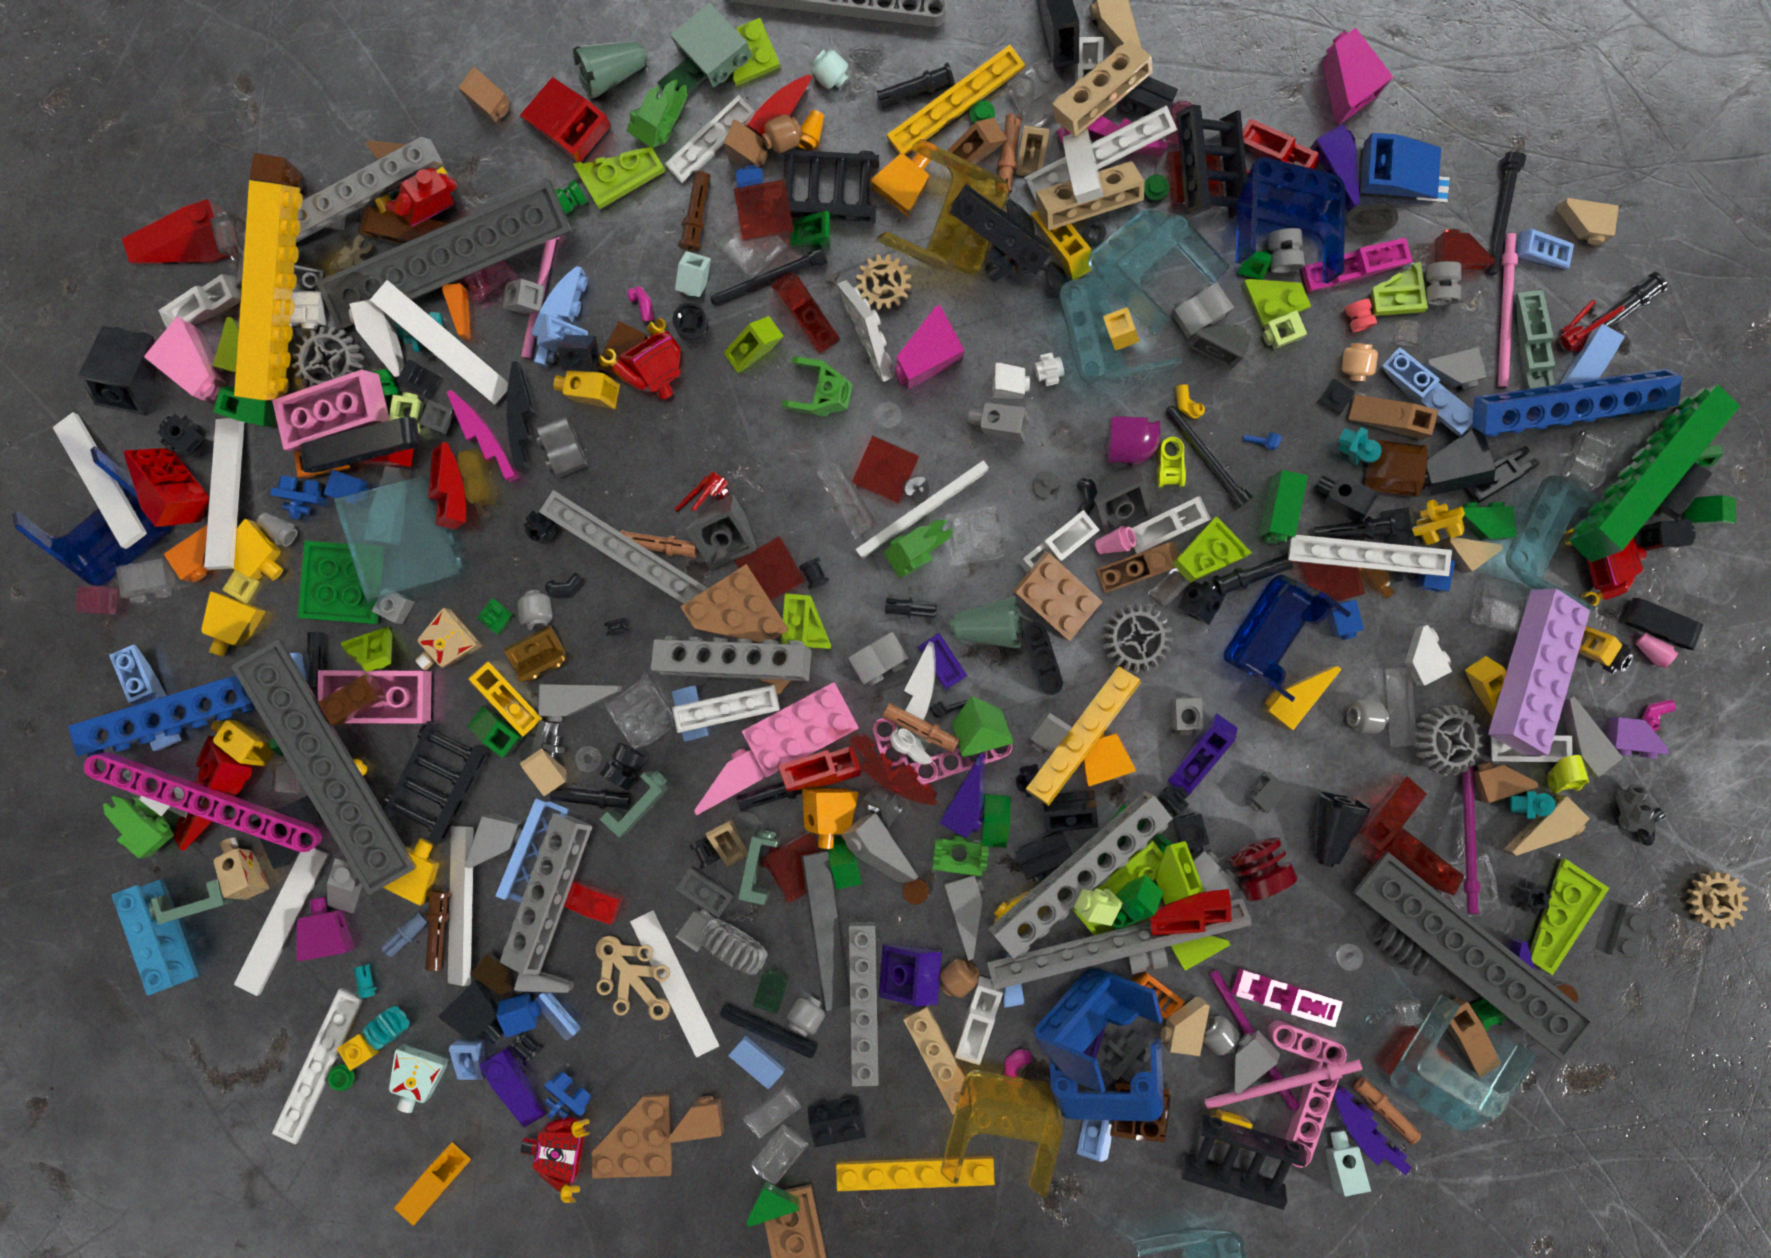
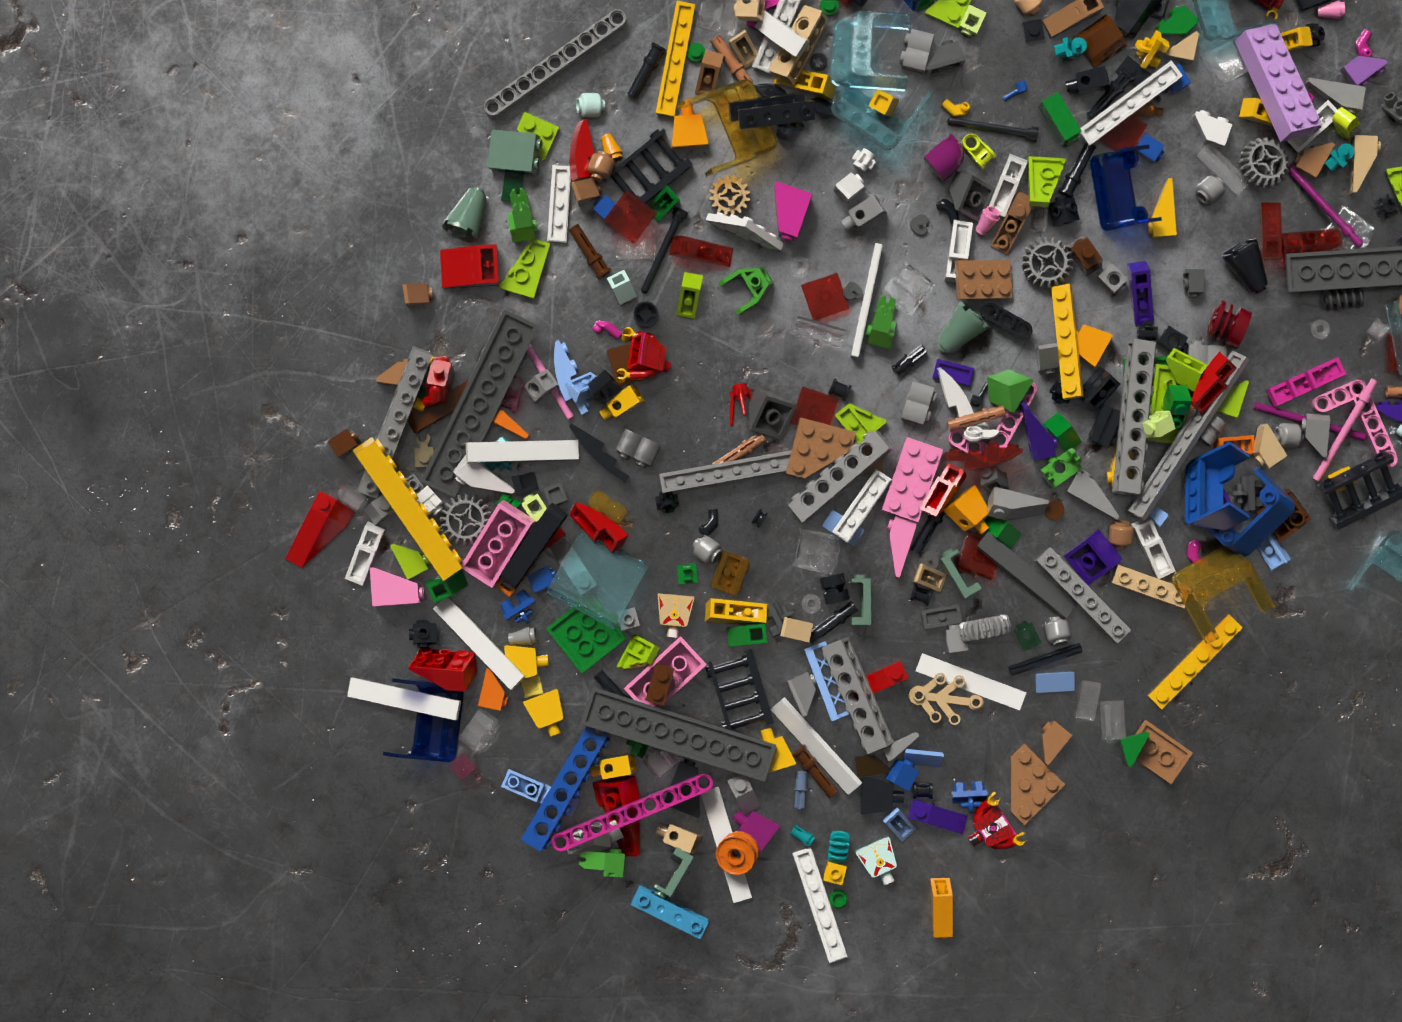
camera: 50 degrees left, 0 degrees up
(117, 370) = (357, 628): black slope -> none
(277, 940) = (729, 860): none -> orange wheel
(476, 430) = (581, 481): dark pink slope -> none
(569, 699) = (770, 581): light grey slope -> none
(574, 192) = (514, 302): green wheel -> none
(836, 1121) = (1127, 673): black bracket -> none
(1182, 666) = (1085, 255): none -> reddish brown torso

